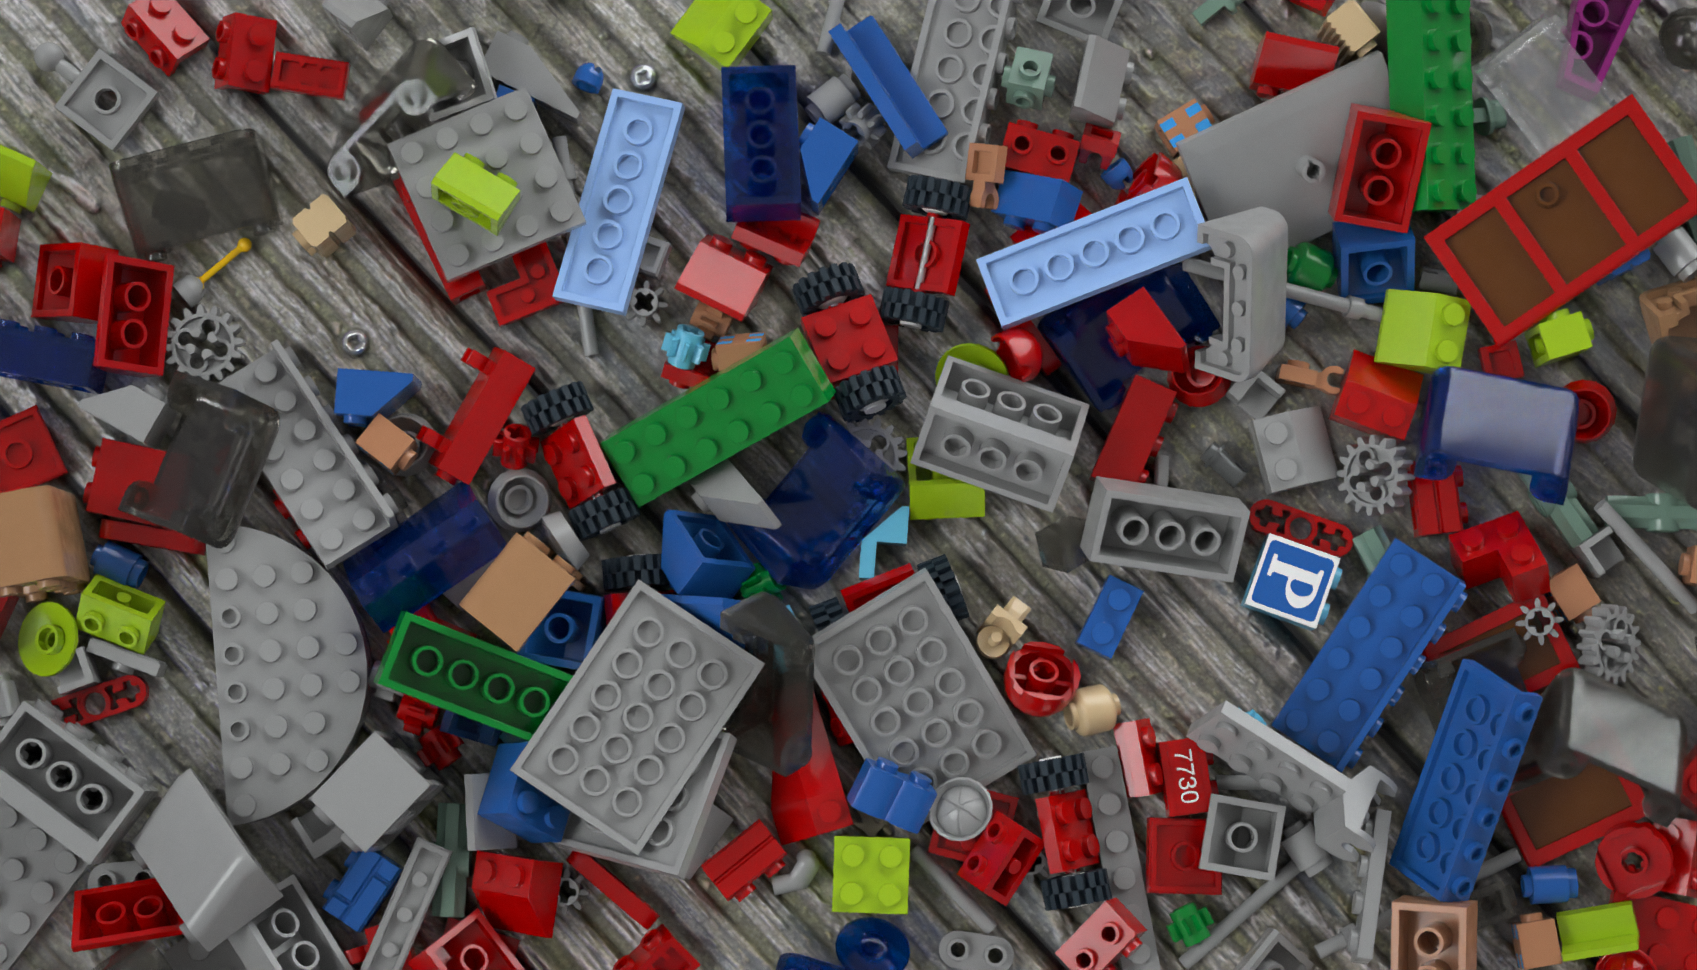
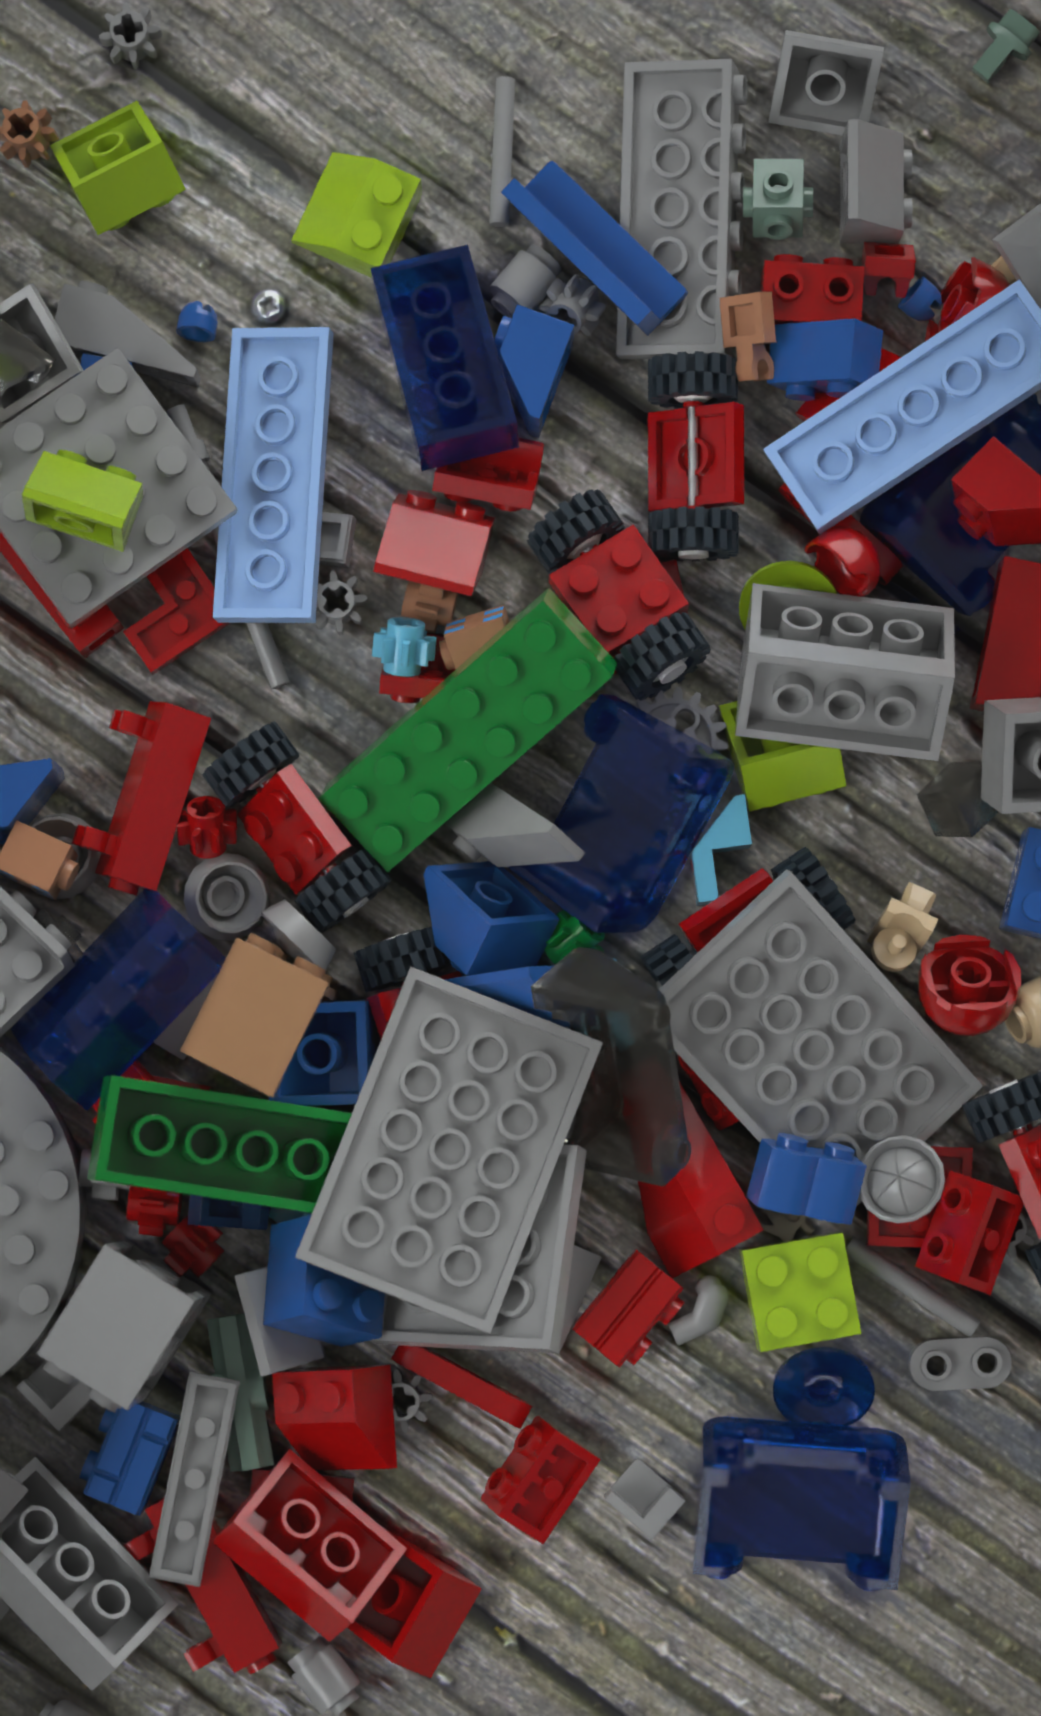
camera: 10 degrees left, 0 degrees up
(1183, 123) = (992, 215): nougat brick -> none

